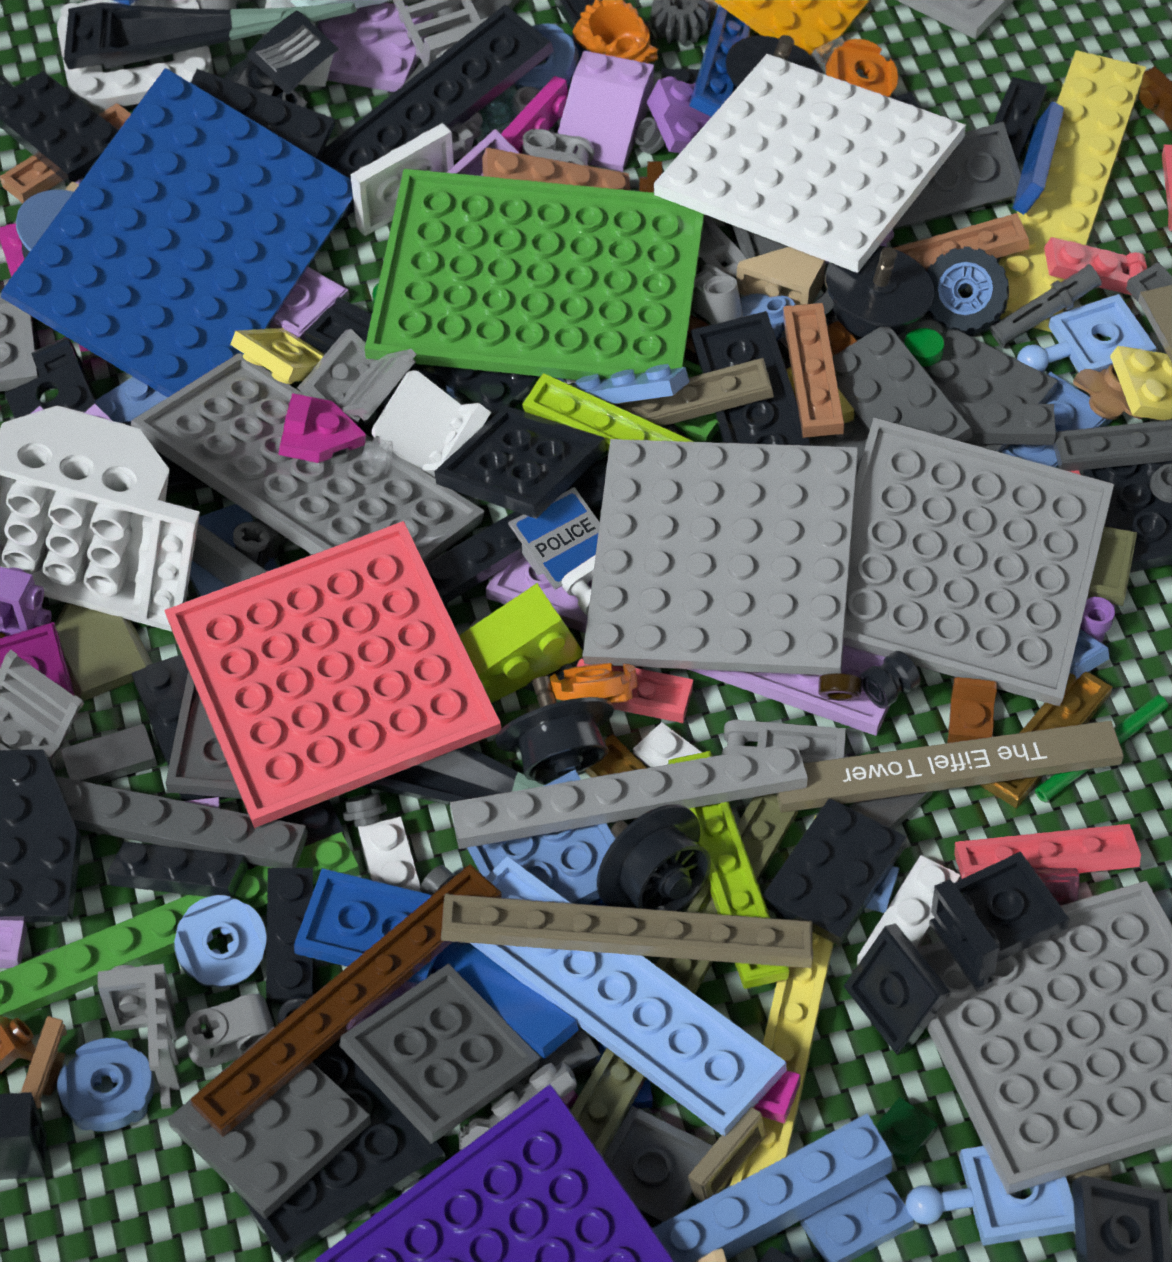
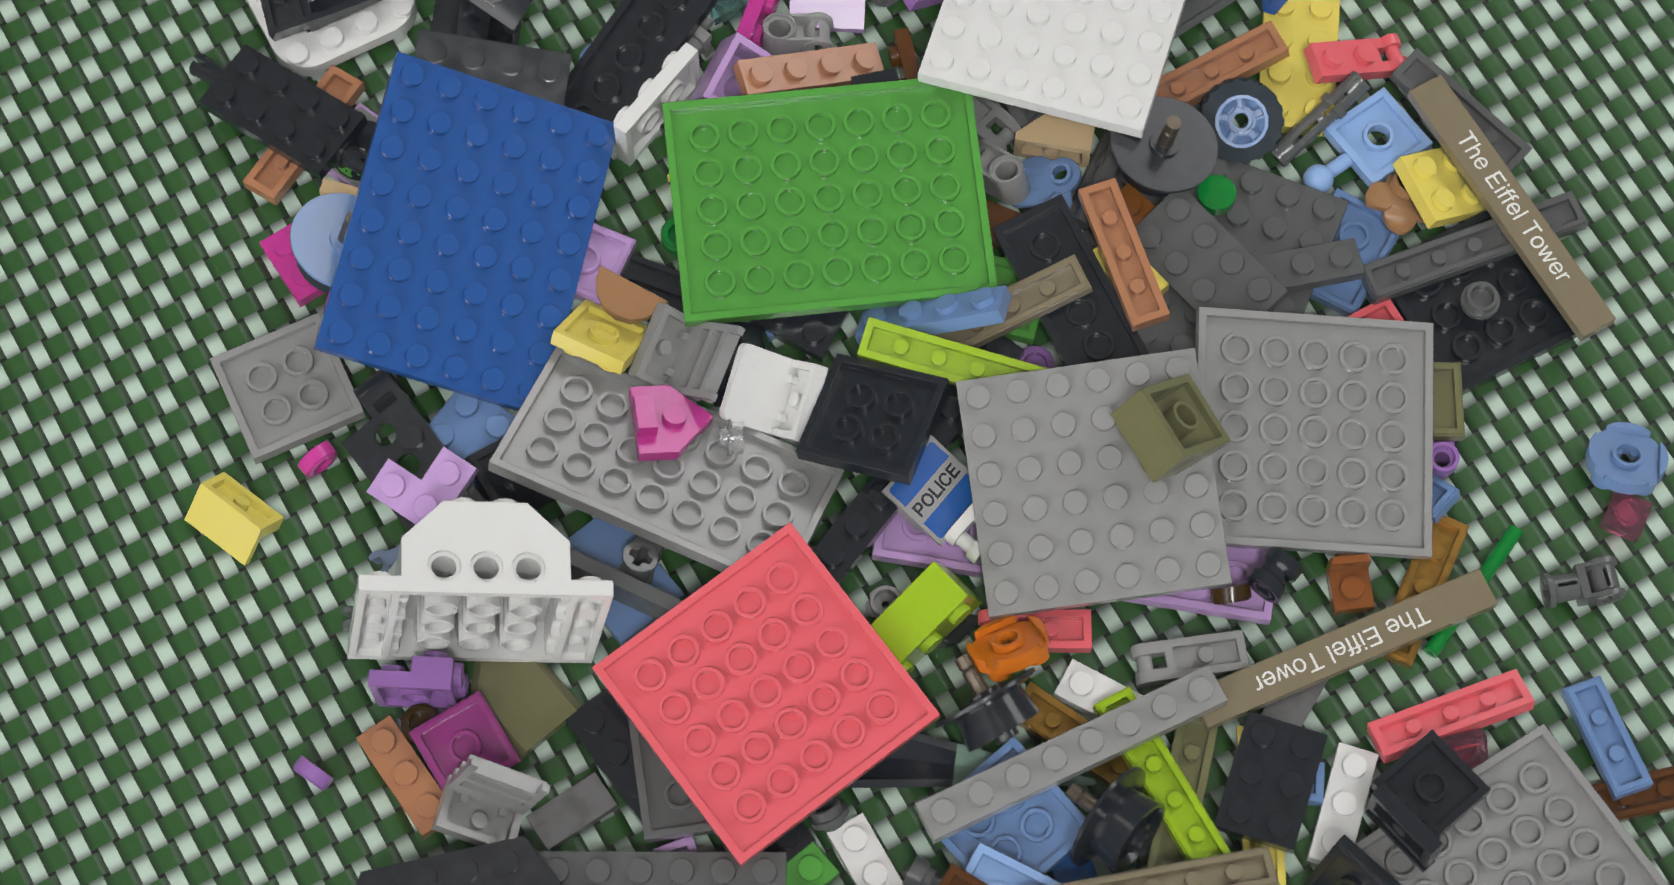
camera: 15 degrees left, 15 degrees up
(314, 326) = (625, 299): none -> medium nougat tile
(809, 503) = (1170, 427): none -> olive slope

